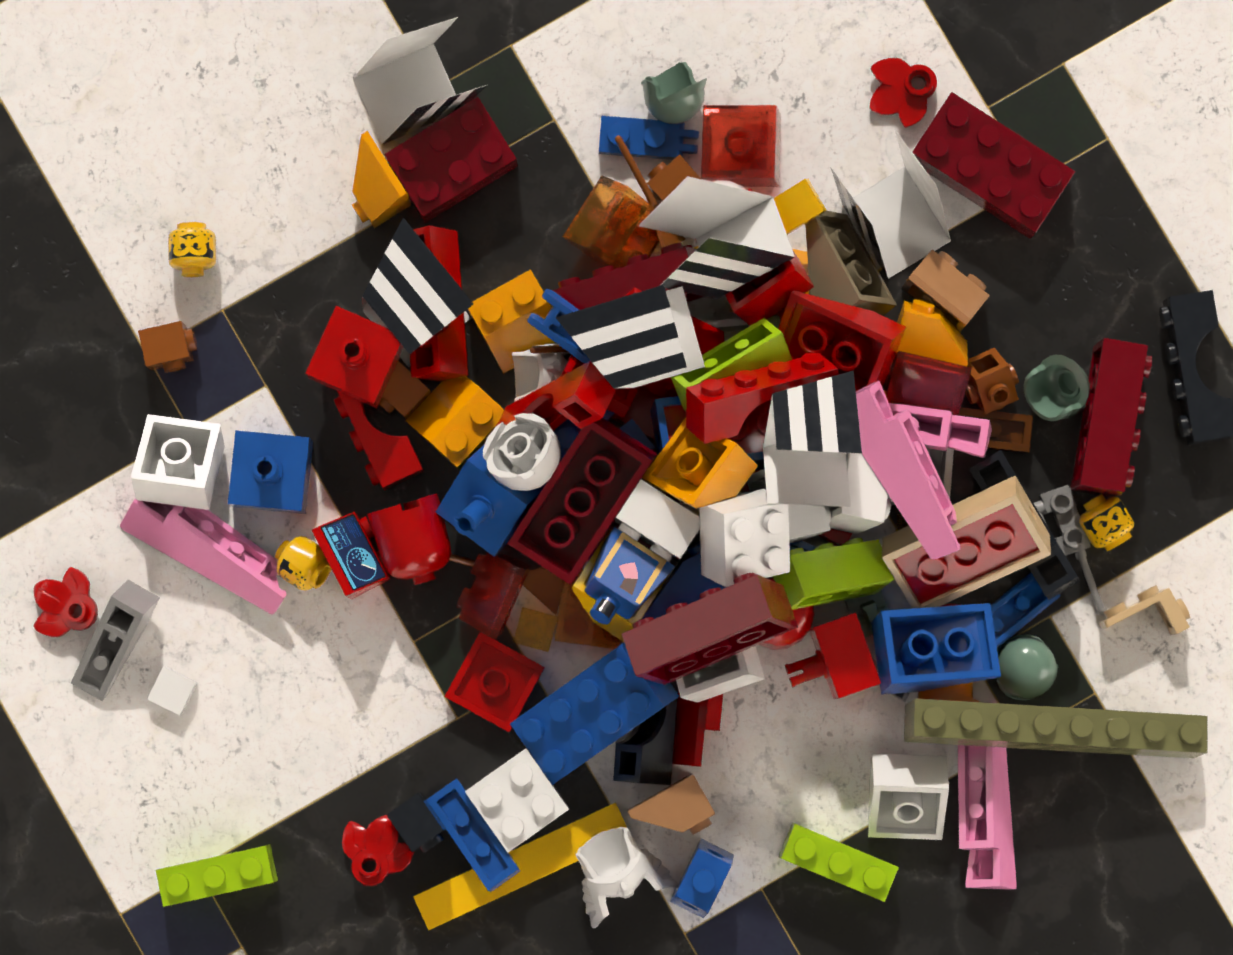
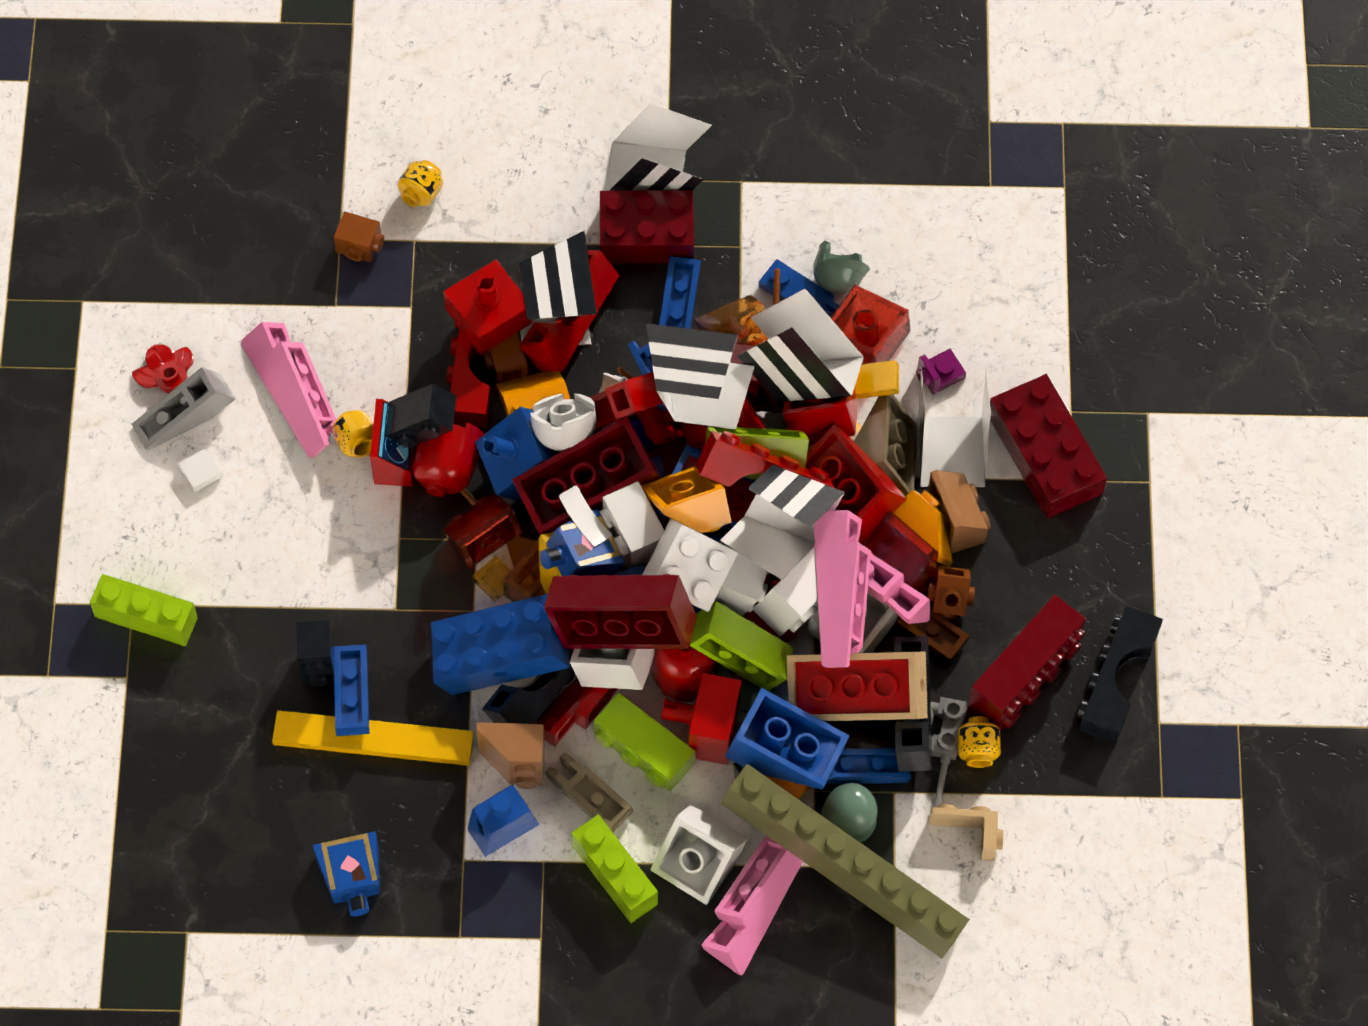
camera: 30 degrees right, 20 degrees down
(178, 462) = (312, 311): white brick -> none
(270, 472) = (374, 359): blue brick -> none
(370, 523) = (421, 416): none -> black brick
(376, 185) = (580, 209): light orange slope -> none
(377, 844) = (275, 660): red plate -> none
(494, 681) = (439, 592): red plate -> none
(504, 316) = (611, 349): light orange slope -> none
(517, 800) = (401, 684): white brick -> none
(533, 223) = (680, 292): none -> blue plate
(609, 547) = (584, 516): none -> white sticker
(615, 869) = (440, 770): white helmet -> none
(769, 798) = (590, 793): none -> dark tan hinge
(787, 717) = (643, 742): none -> lime brick
(836, 142) = (940, 371): none -> magenta bracket
(897, 92) = (1009, 361): red plate -> none
(1057, 388) = (998, 622): sand green helmet -> none

